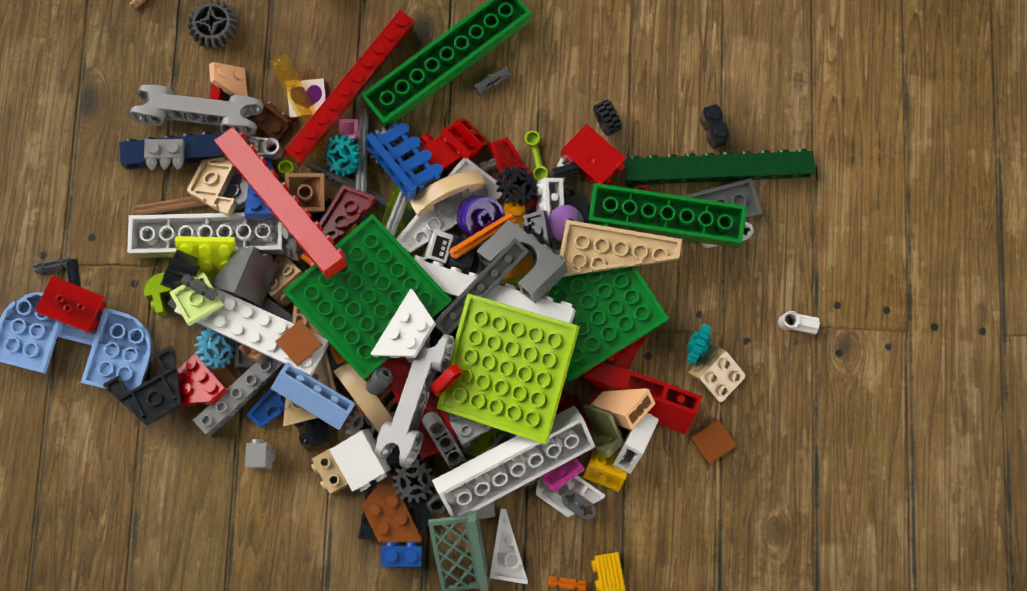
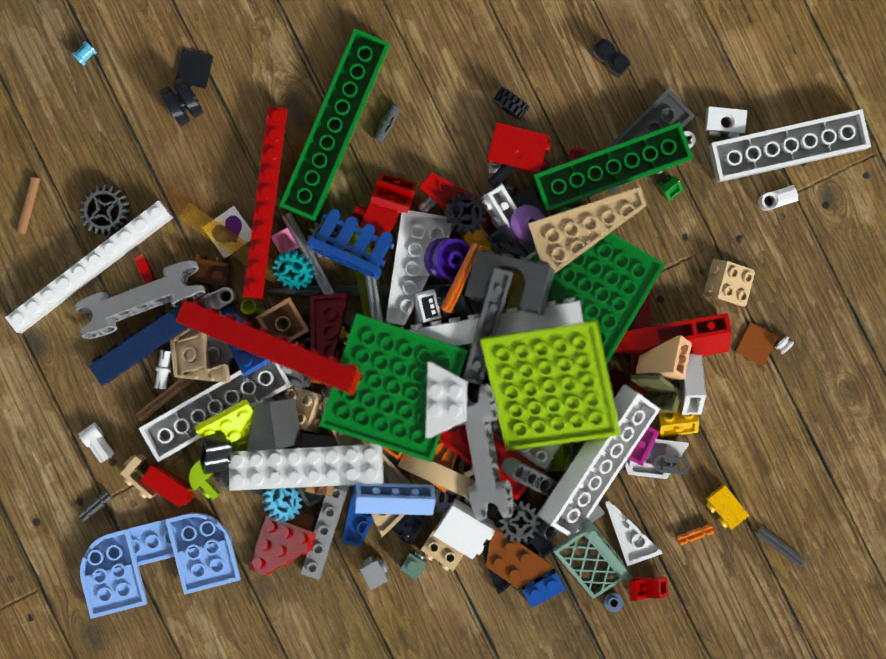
camera: 20 degrees left, 10 degrees up
(70, 302) = (135, 532): red piece -> none
(87, 207) = (94, 439): none -> white piece
(99, 249) = (131, 477): none -> tan bracket
(125, 279) = (168, 485): none -> red brick
(155, 397) = (256, 574): black wing -> none
(164, 151) = (134, 353): light grey plate -> none
(169, 62) = (89, 267): none -> white brick
(181, 181) = (163, 369): none -> white pin
(192, 304) = (244, 470): yellowish green plate -> none
(199, 287) = (242, 460): dark grey axle -> none
(229, 78) = (151, 254): light nougat wing -> none
(298, 343) = (357, 461): dark orange piece -> none
(298, 469) = (413, 564): none -> sand green brick
(379, 381) = (444, 455): dark grey brick -> none
(445, 188) = (404, 250): tan slope -> none
(446, 379) = (502, 423): red beam -> none
(533, 141) = (455, 160): lime bar -> none
(698, 344) = (700, 267): teal gear -> none
(709, 263) = (671, 188): none -> green tile
(719, 167) = (634, 94): dark green brick -> none
(738, 455) = (784, 345): none -> white bush
(797, 232) = (735, 116): none -> white brick
(833, 282) = (789, 146): none -> white brick

